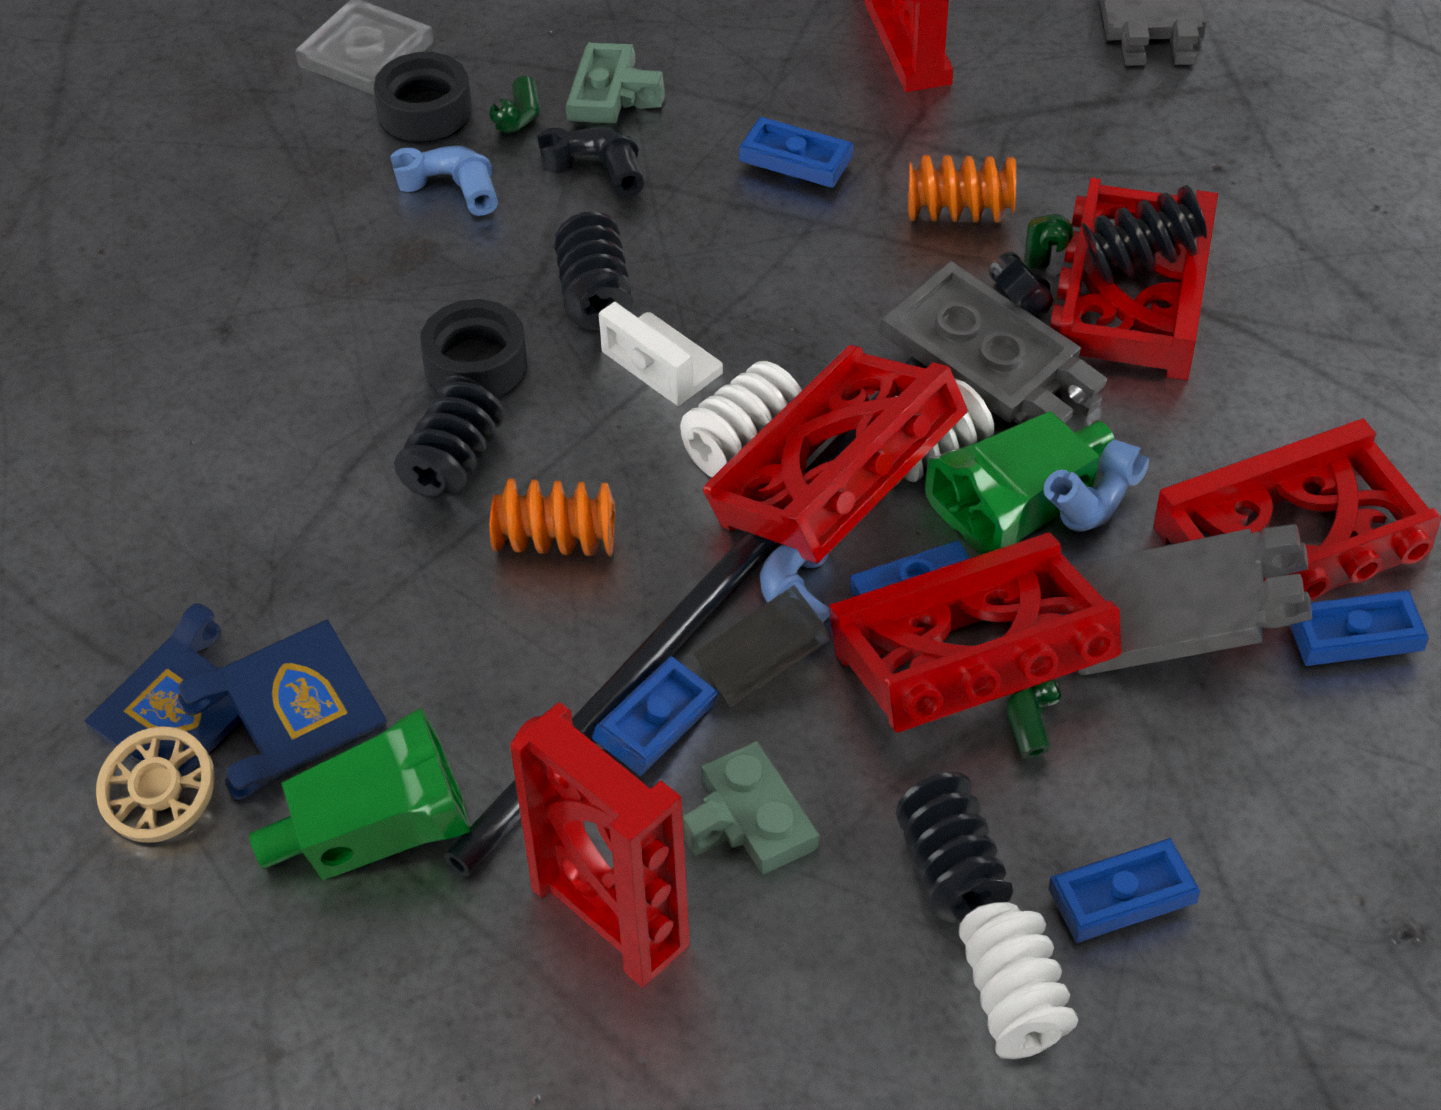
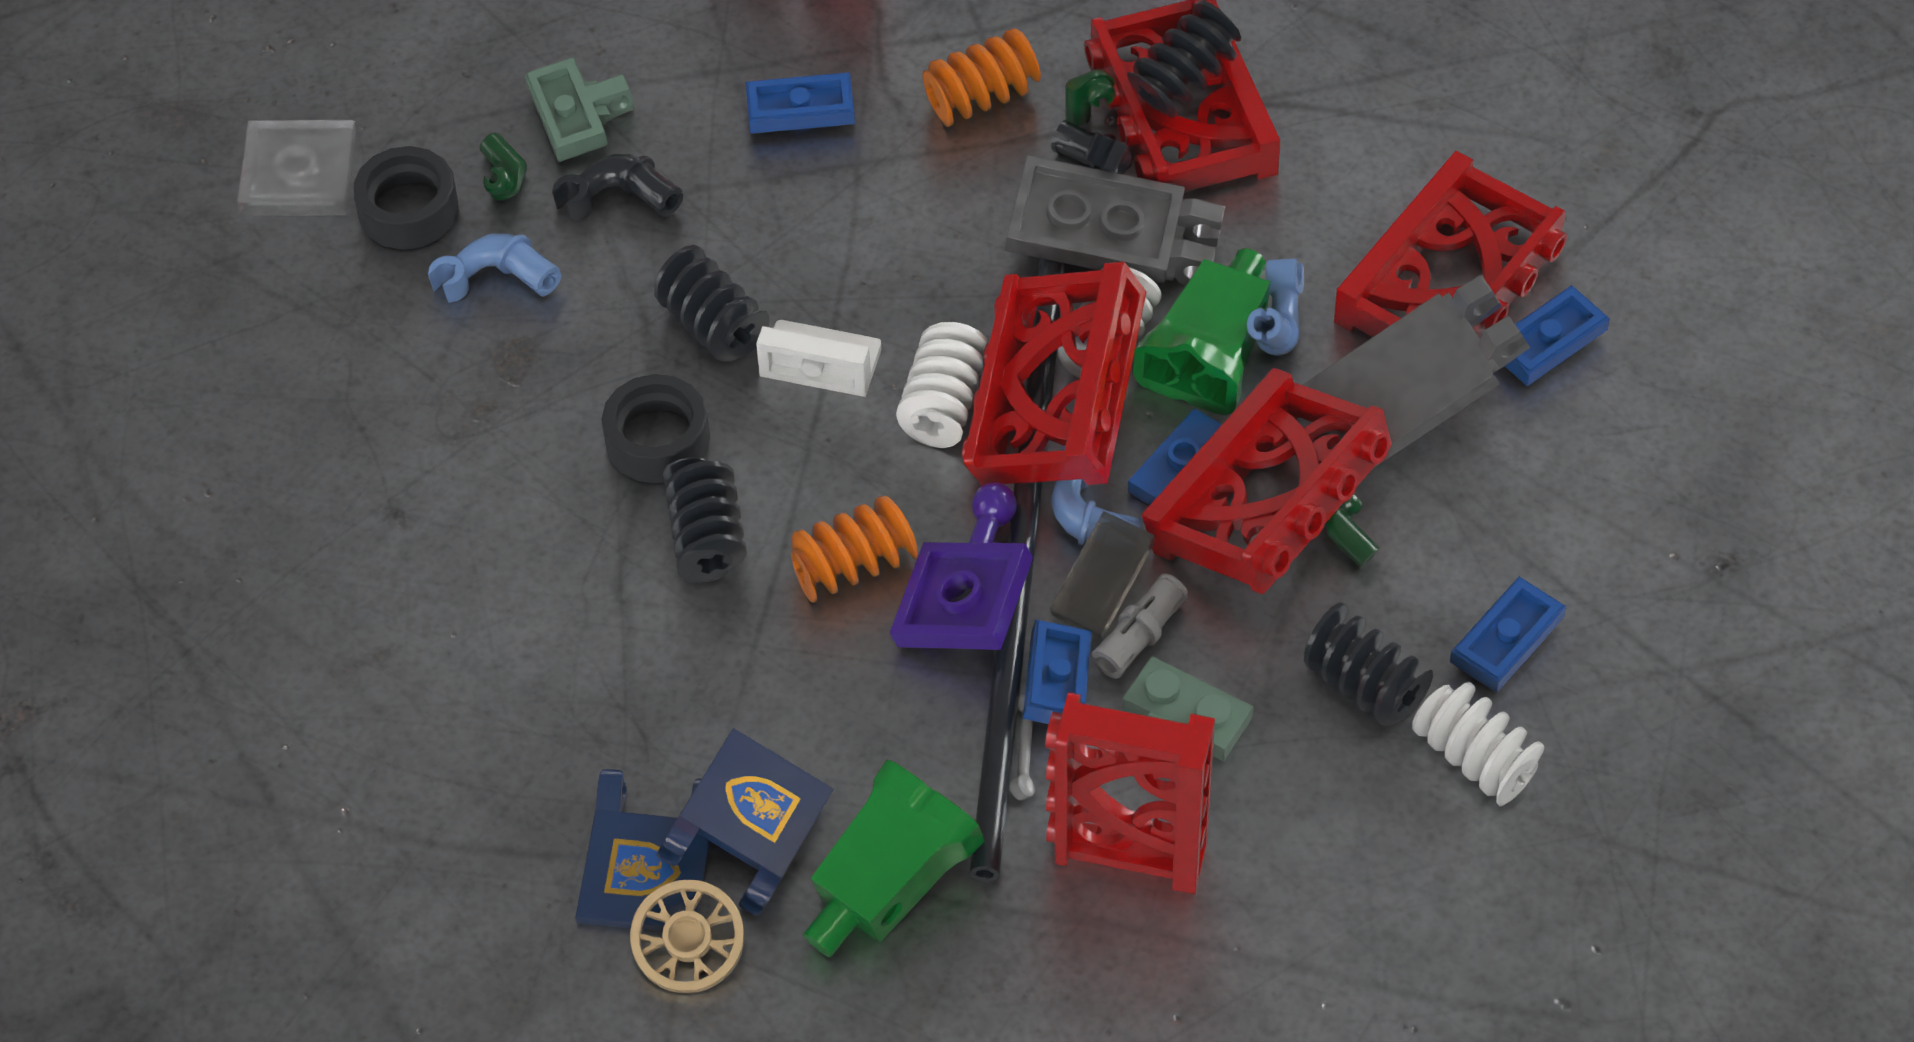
camera: 30 degrees left, 5 degrees up
(632, 594) = (949, 568): none -> dark purple plate
(766, 708) = (1139, 626): none -> light grey pin

